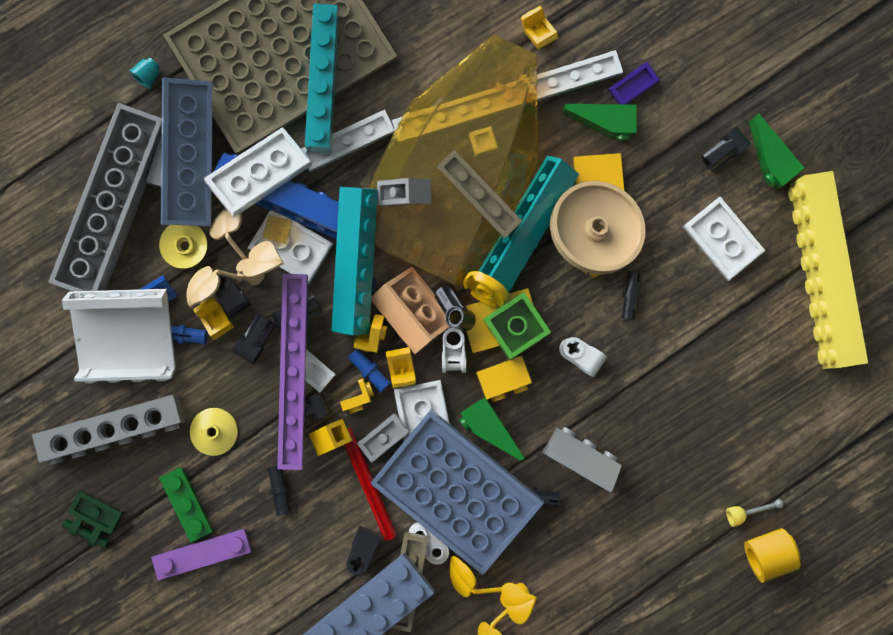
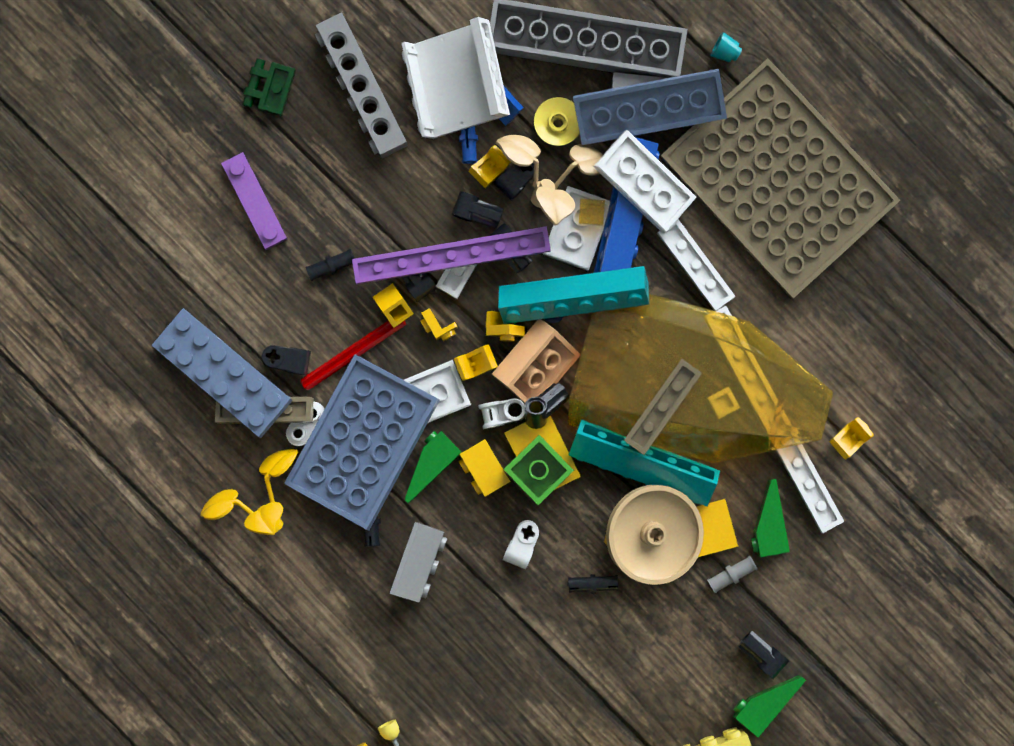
camera: 85 degrees right, 0 degrees up
(186, 504) = (300, 176): green plate -> none
(225, 428) = (381, 200): light yellow dish -> none
(322, 78) = (752, 227): teal brick -> none
(369, 370) = (467, 331): blue pin -> none
(383, 437) = (402, 358): light grey plate -> none
(404, 192) = (650, 331): light grey slope -> none
(486, 289) = (570, 432): yellow tile -> none
(634, 84) = (812, 547): dark purple tile -> none
(646, 163) = (732, 574): none -> light grey pin
(724, 239) = (670, 669): white tile -> none

